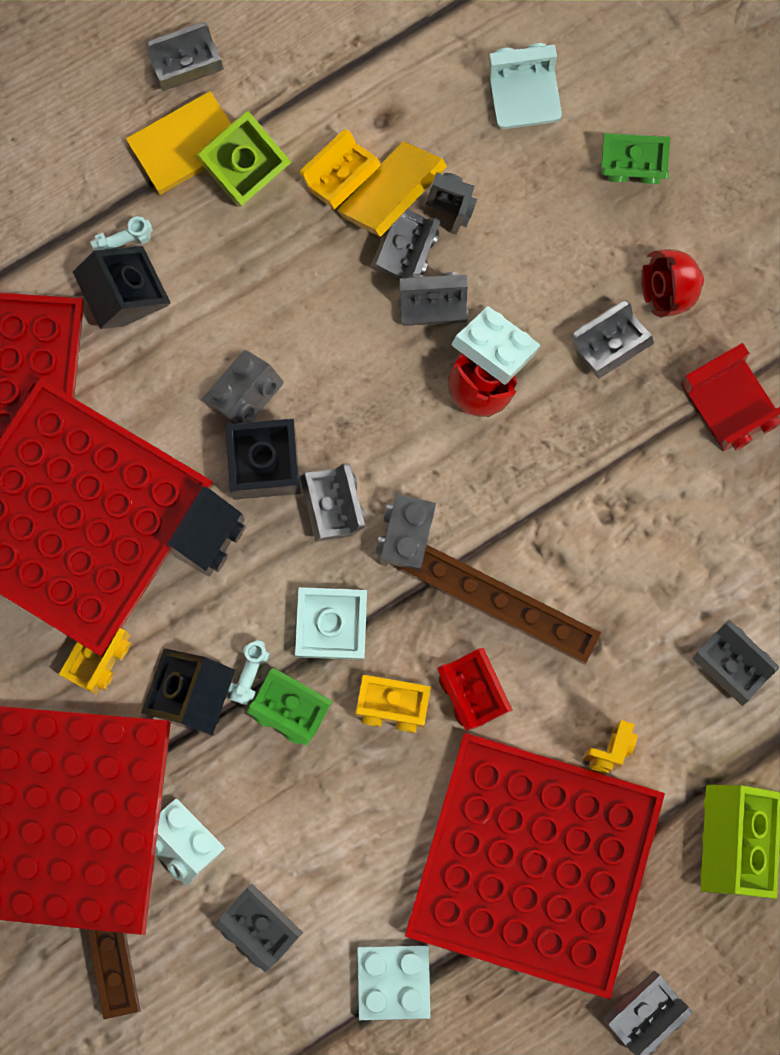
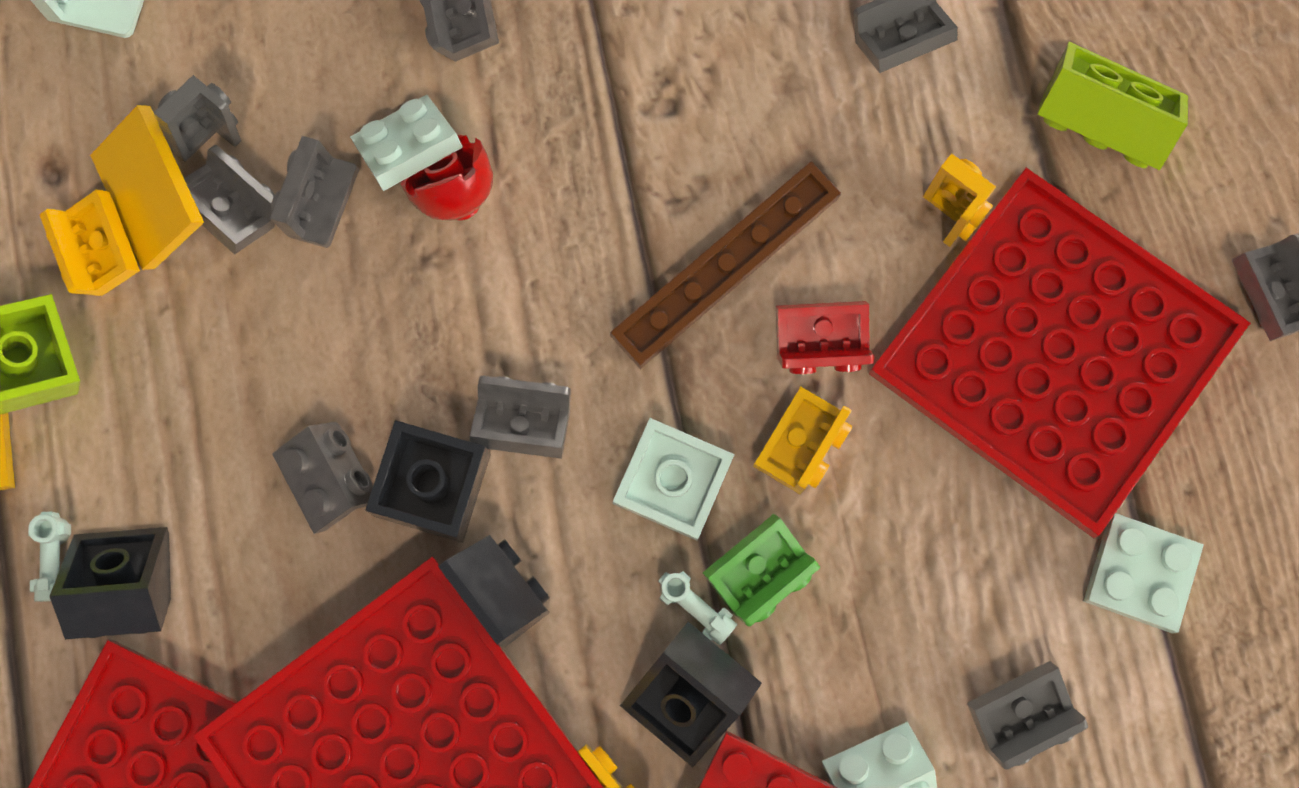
camera: 75 degrees left, 0 degrees up
(407, 532) = (596, 341): flat silver bracket -> none

